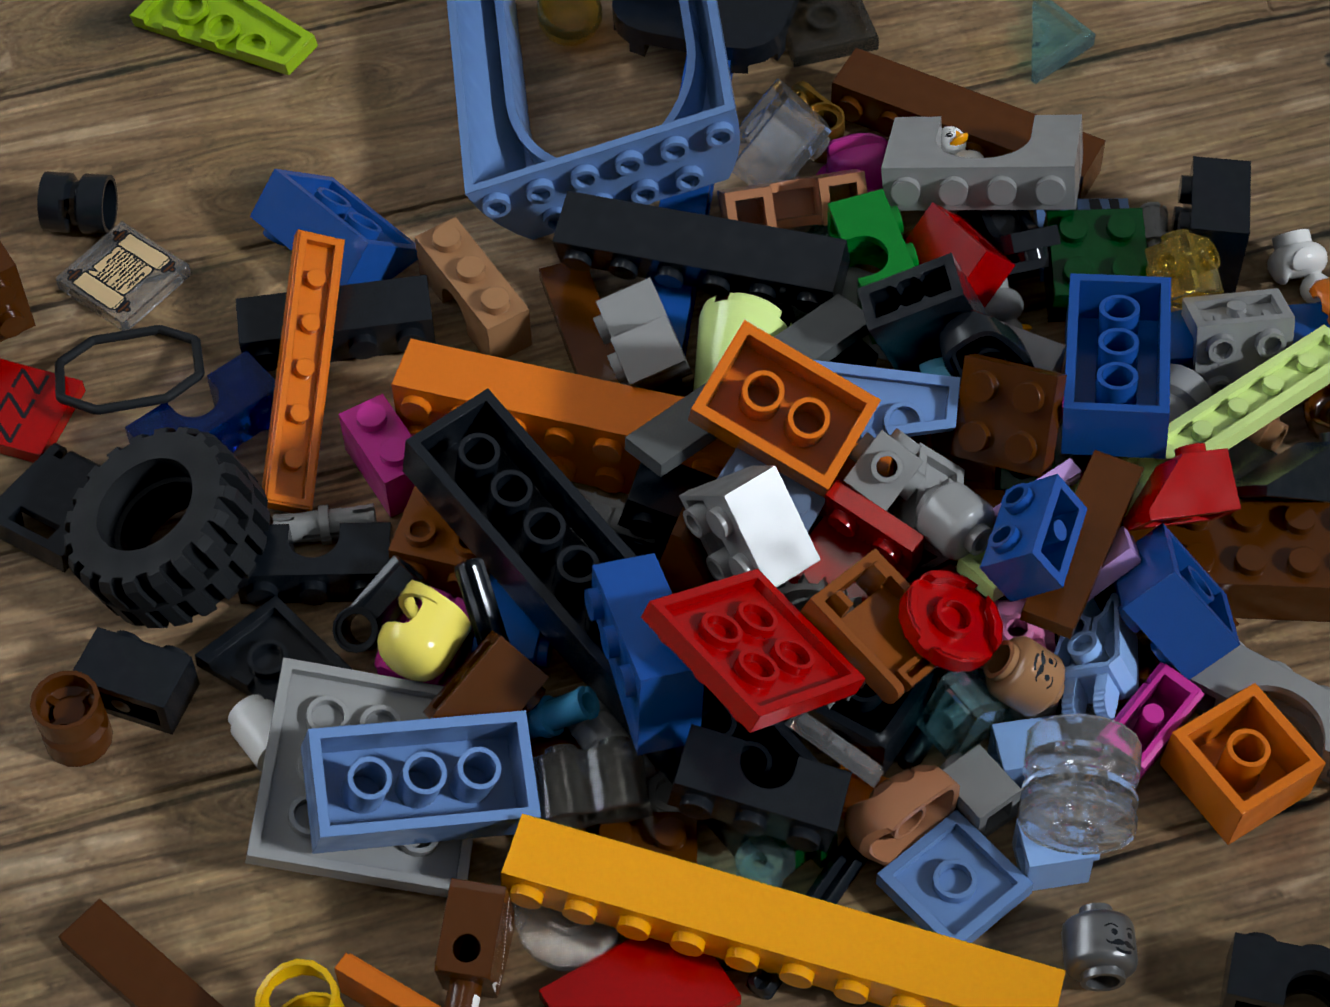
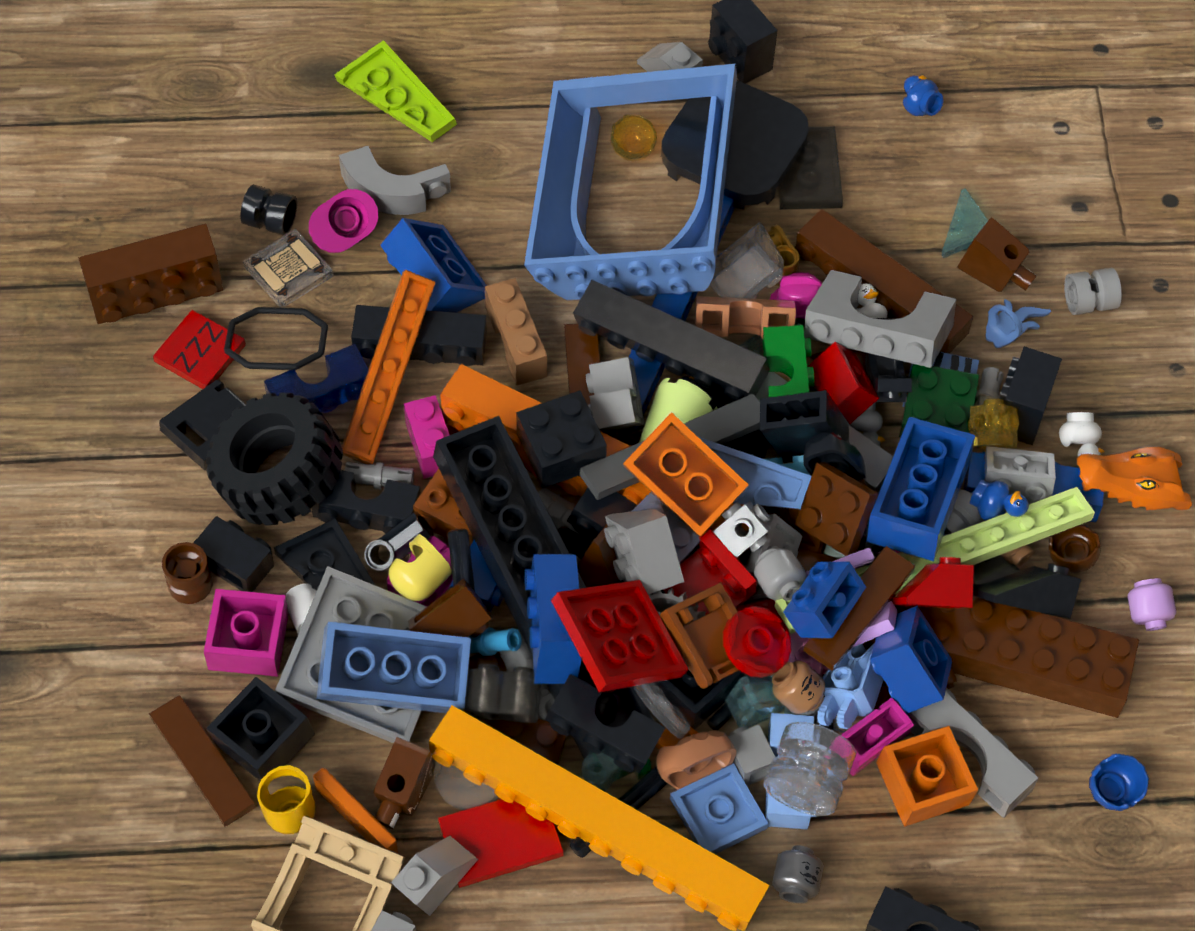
camera: 10 degrees right, 5 degrees up
(181, 783) = (246, 632): none -> dark pink brick
(189, 193) = (343, 220): none -> dark pink piece
(237, 919) = (260, 729): none -> black brick
(244, 146) = (393, 192): none -> light grey arch
(583, 403) = (560, 438): none -> black brick
(1112, 64) = (997, 258): none -> reddish brown torso
(1151, 152) = (1008, 325): none -> medium blue piece
(1216, 360) = (994, 497): none -> blue animal
(1253, 80) = (1096, 290): none -> light grey wheel

